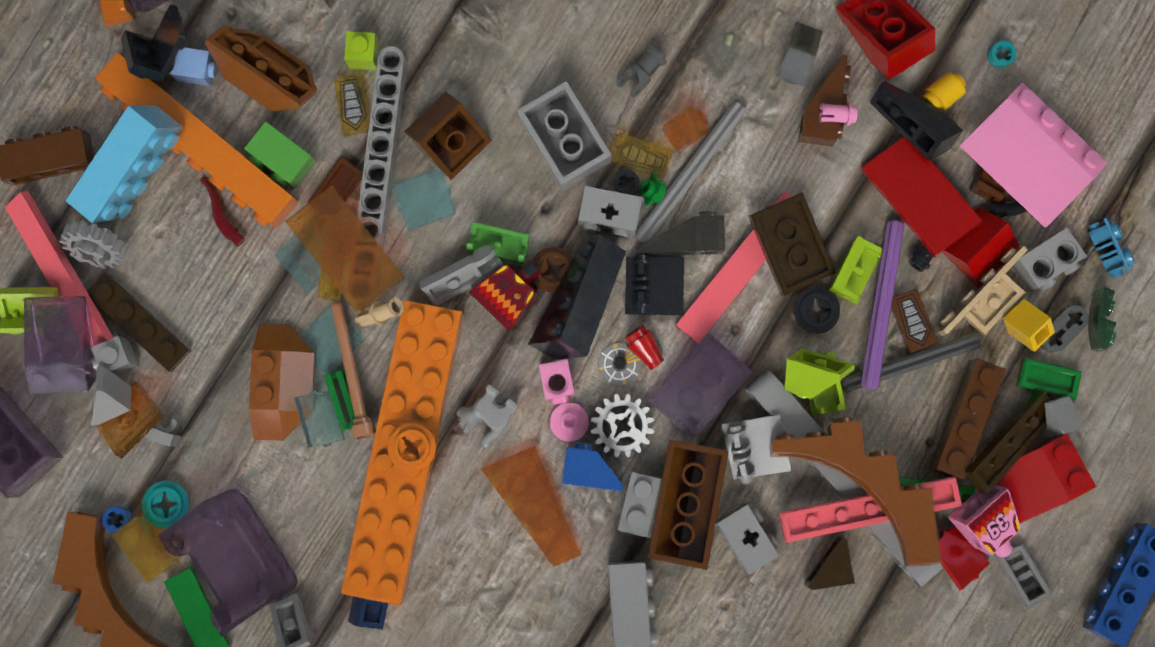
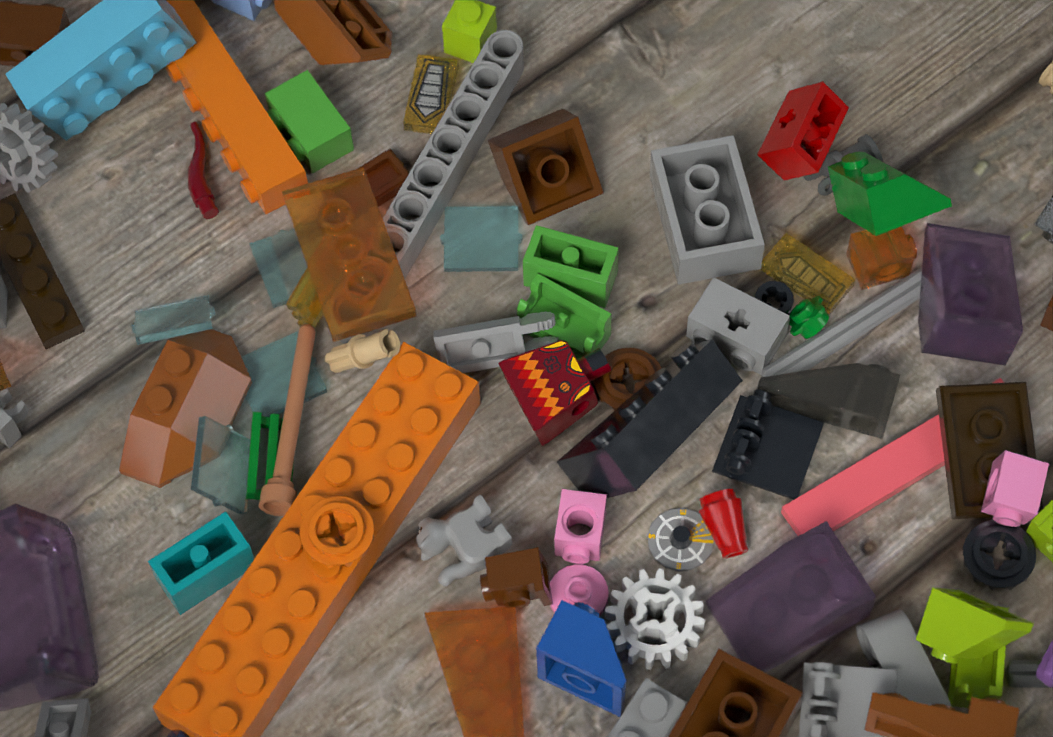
camera: 20 degrees right, 20 degrees down
(247, 329) = (173, 320): none -> clear light blue piece
(333, 488) = (202, 563): none -> teal brick
(490, 206) = (573, 263): none -> bright green brick
(530, 429) = (516, 579): none -> reddish brown brick
(609, 57) = (803, 131): none -> red brick
(676, 88) = (880, 195): none -> green slope
(749, 141) = (968, 295): none -> clear purple slope
(816, 271) = (1014, 489): none -> bright pink brick

